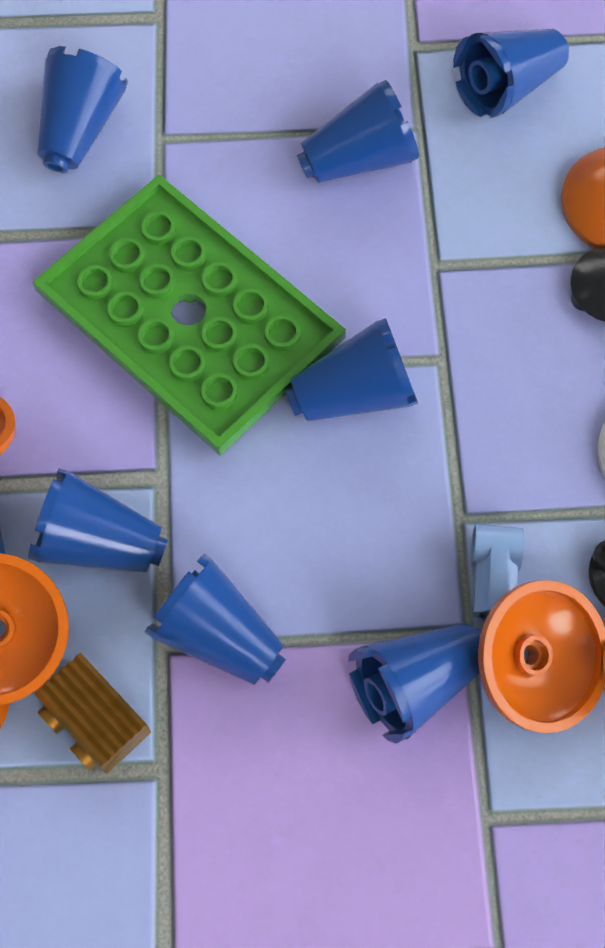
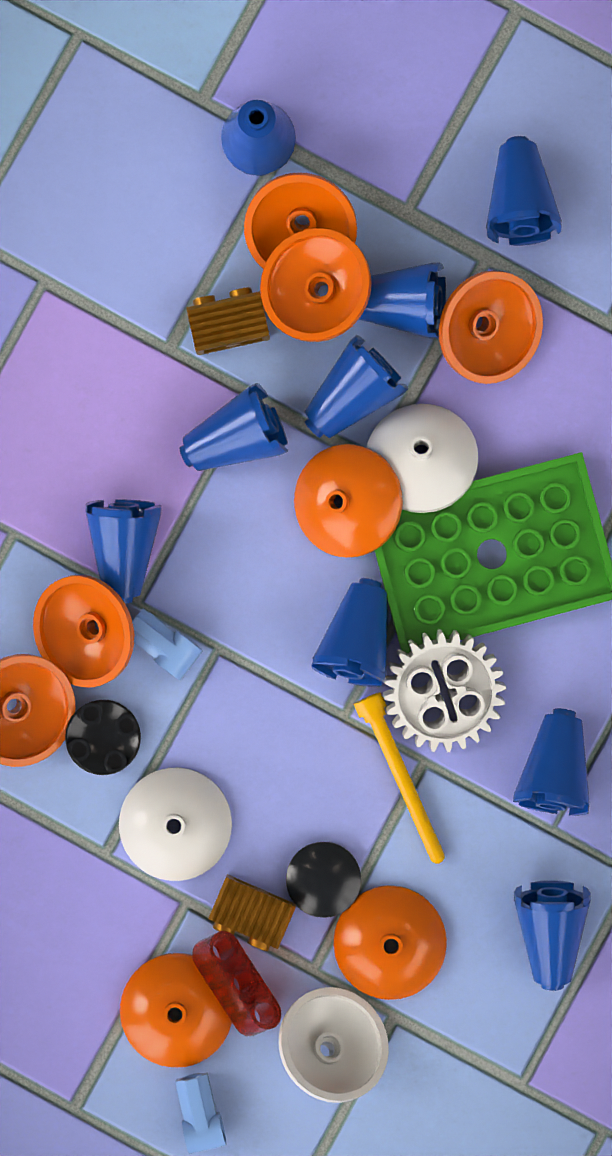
camera: 120 degrees right, 20 degrees up
(149, 441) = (443, 472): none -> white dish
(188, 476) = (369, 500): none -> orange dish
(334, 261) = (413, 701): none -> white gear
(418, 331) = (373, 711): none -> yellow piece

